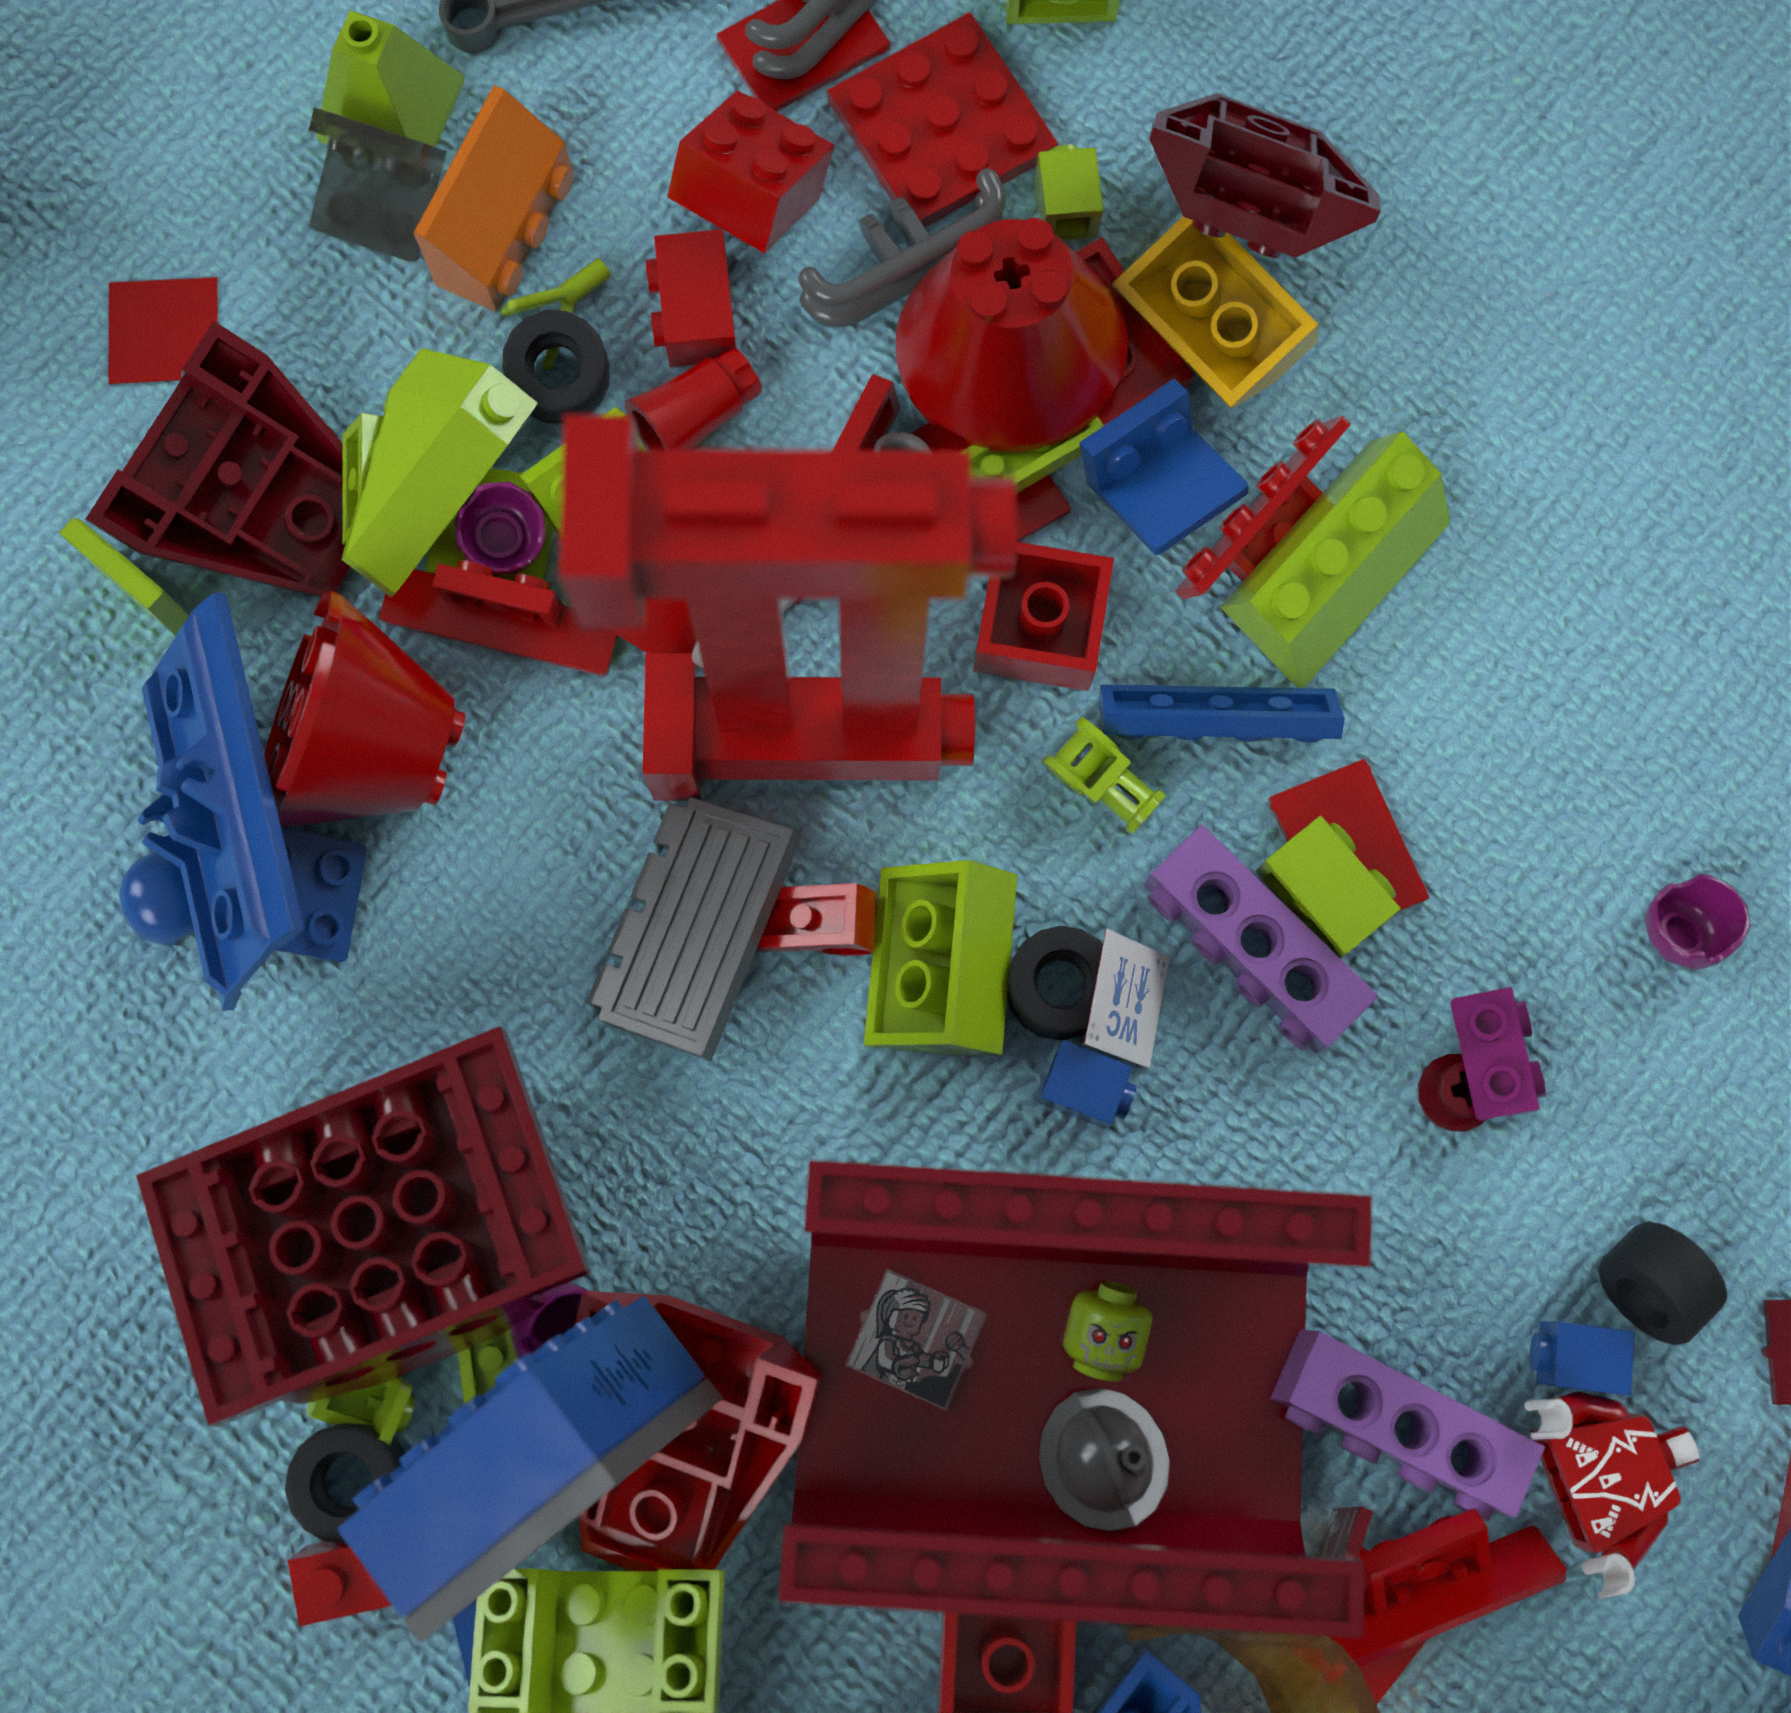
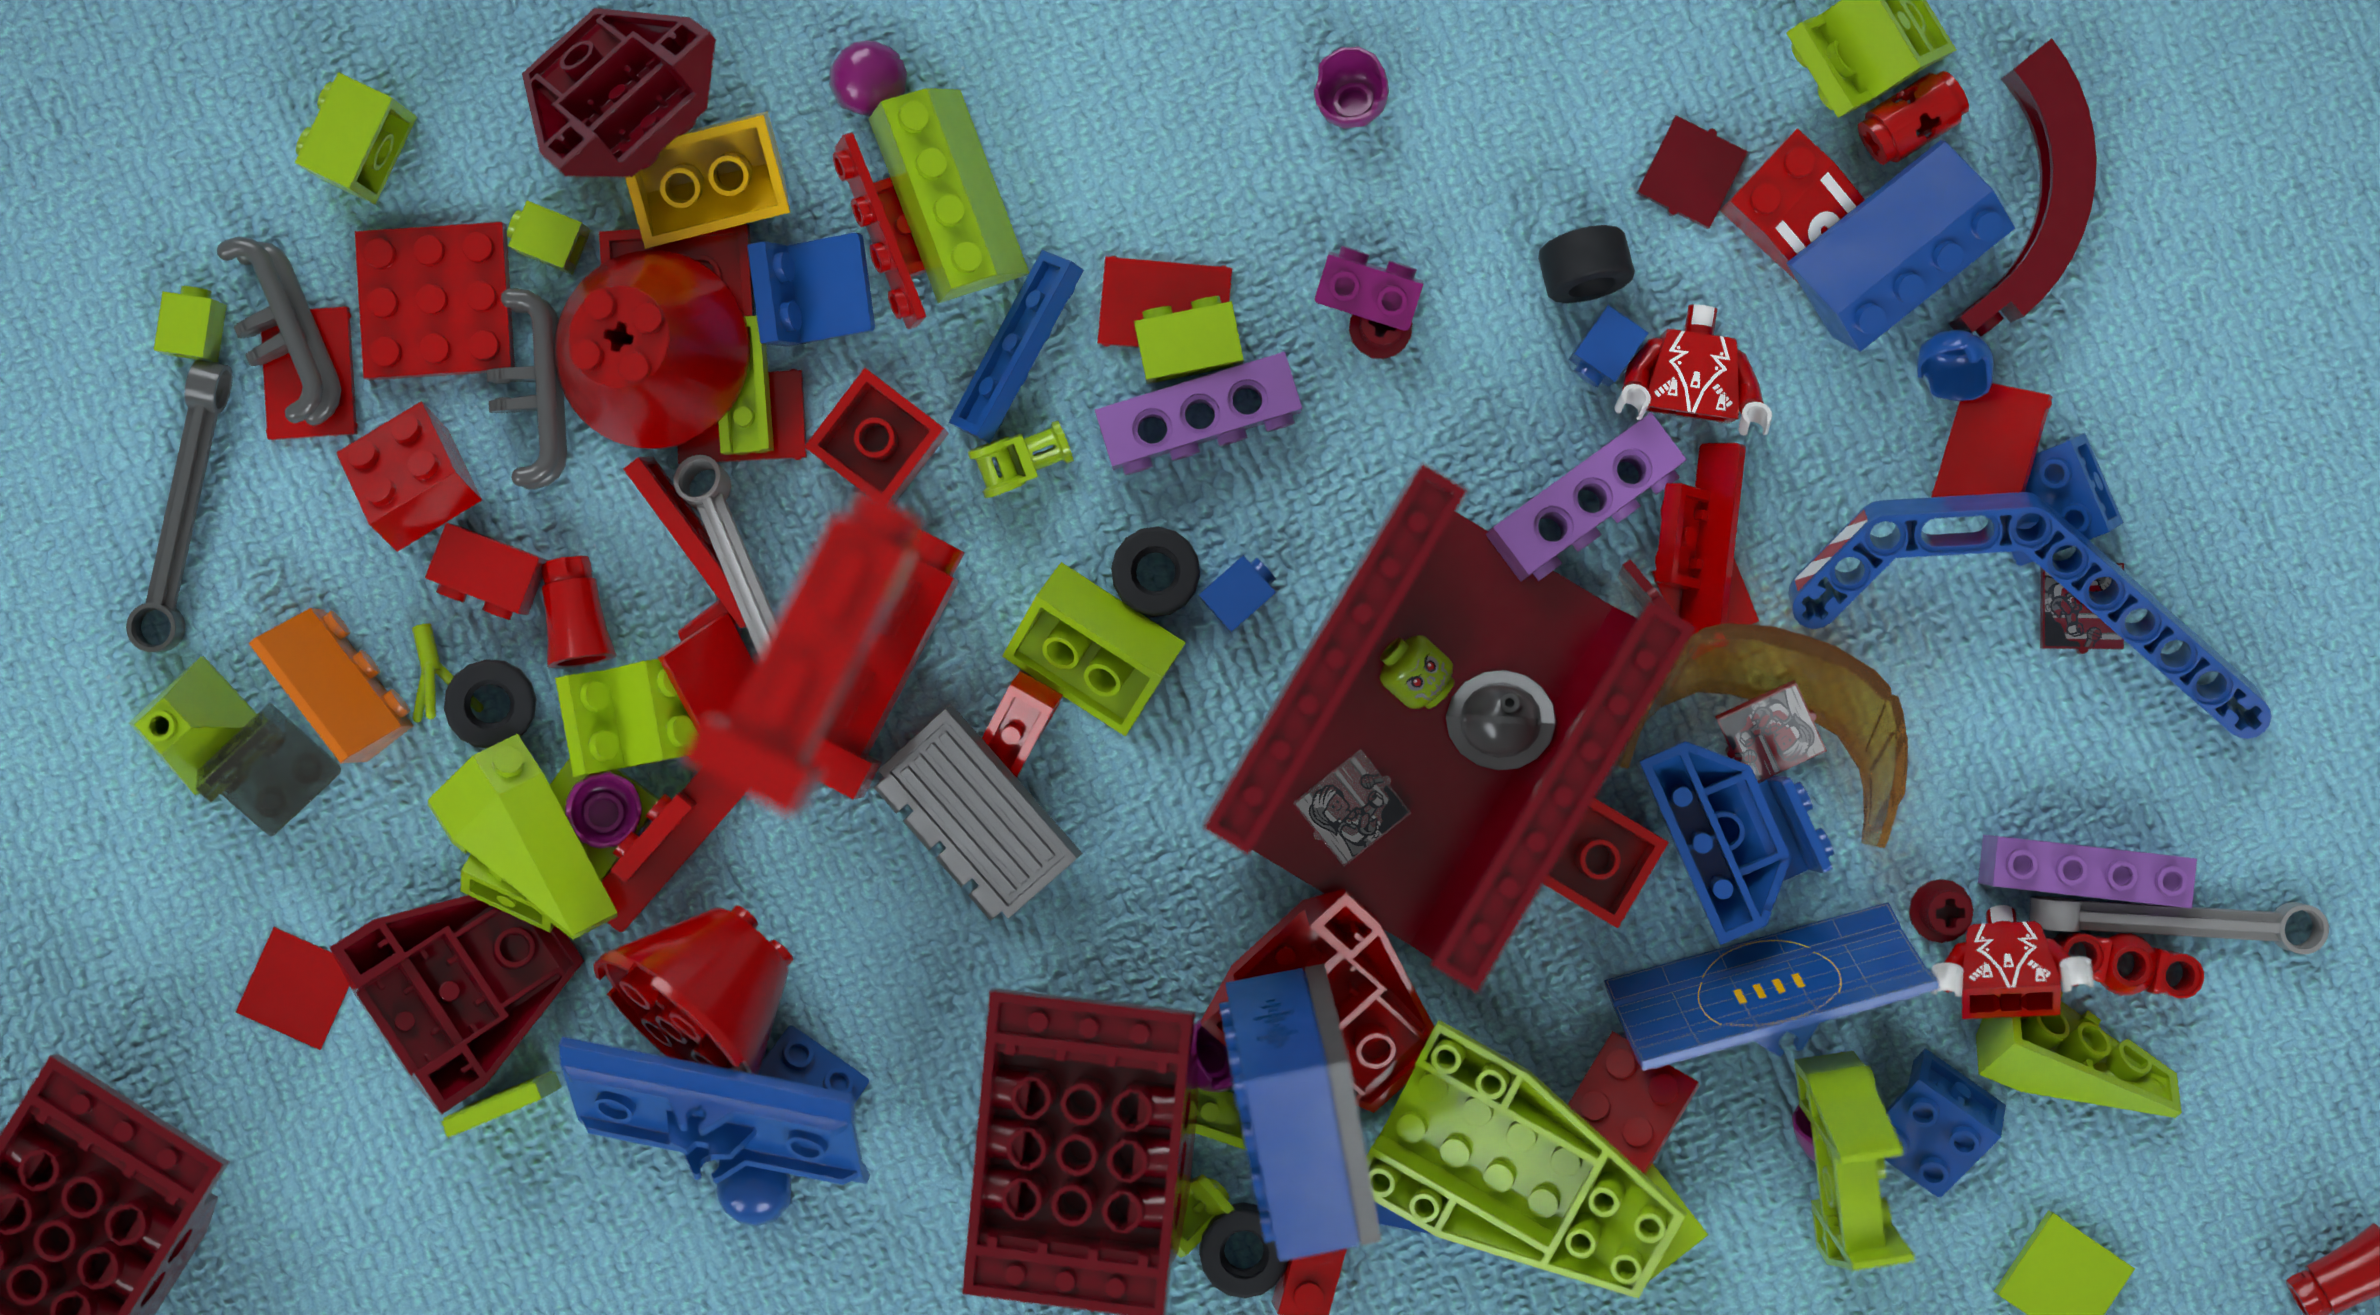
camera: 60 degrees left, 10 degrees up
(1127, 999) = (1192, 531): white sticker -> none
(1417, 411) = (866, 76): none -> magenta hair

